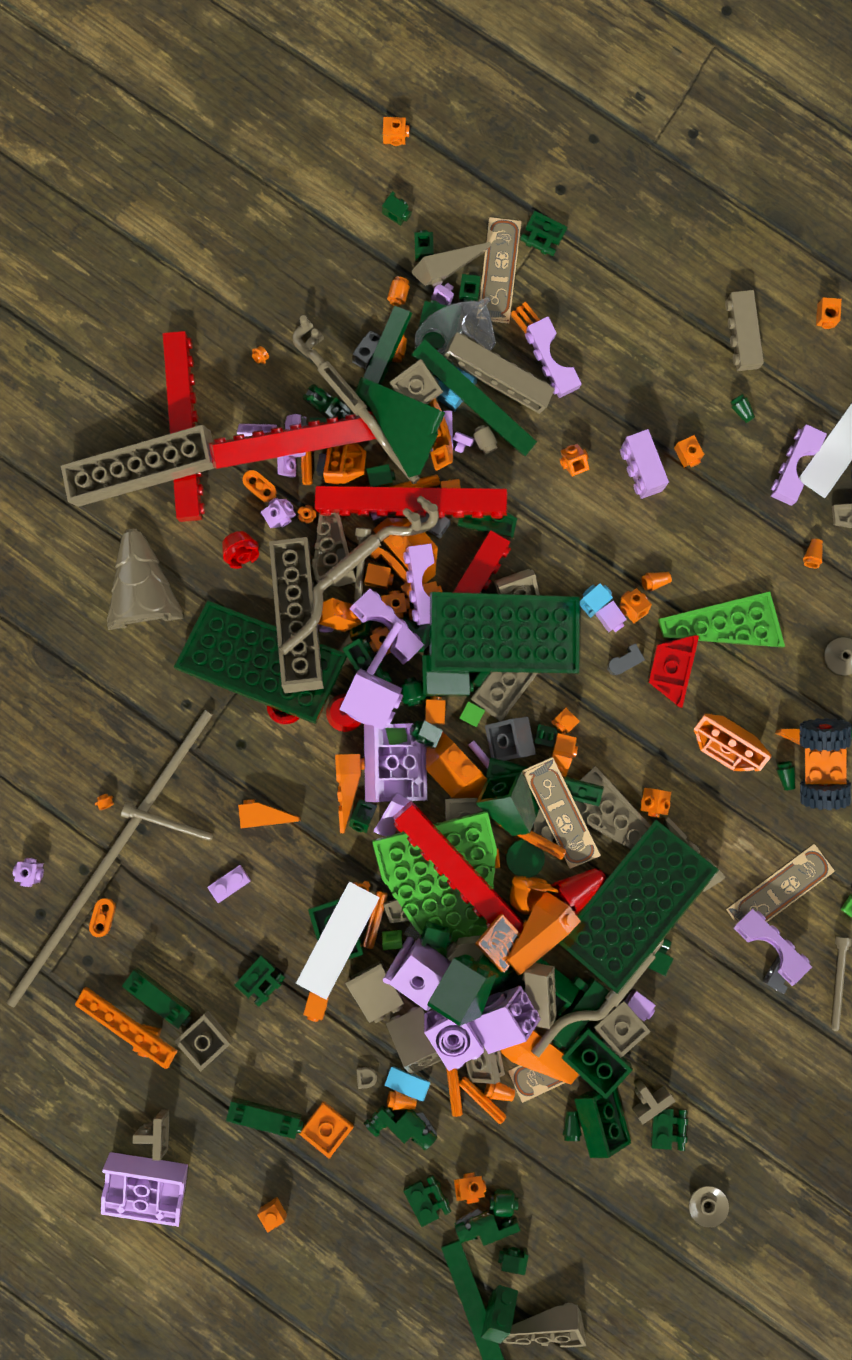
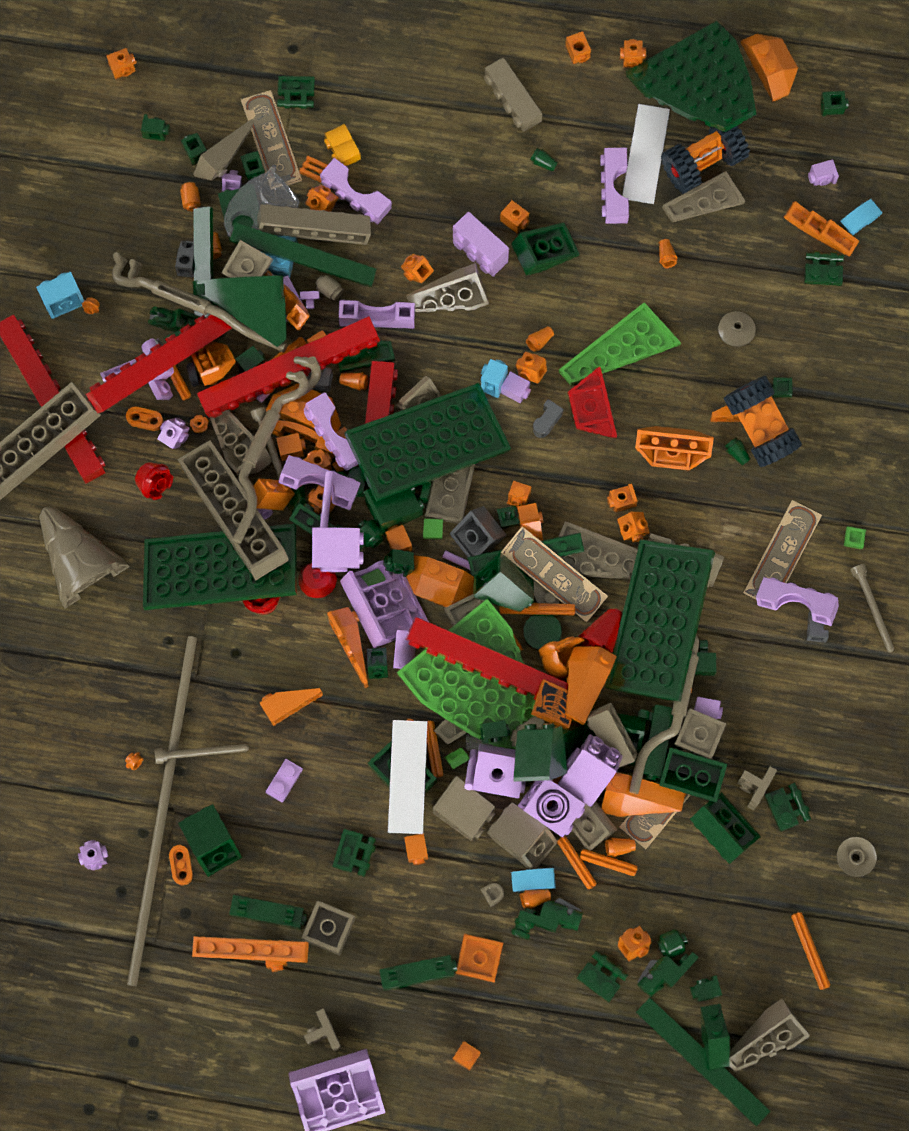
camera: 25 degrees left, 10 degrees down
(137, 907) = (210, 840): none -> dark green slope
(235, 332) = (60, 295): none -> medium azure brick
(467, 540) = (354, 380): none -> orange cone
(517, 350) = (321, 199): none -> orange brick
(528, 494) = (394, 316): none -> lavender arch
(561, 306) = (342, 145): none -> light orange brick
(572, 1127) = (700, 846): dark green cone -> none
(601, 497) = (454, 291): none -> dark tan wedge
(624, 1269) = (810, 950): none -> orange axle
(666, 772) = (619, 505): none -> orange brick
(702, 495) = (544, 248): none -> dark green slope

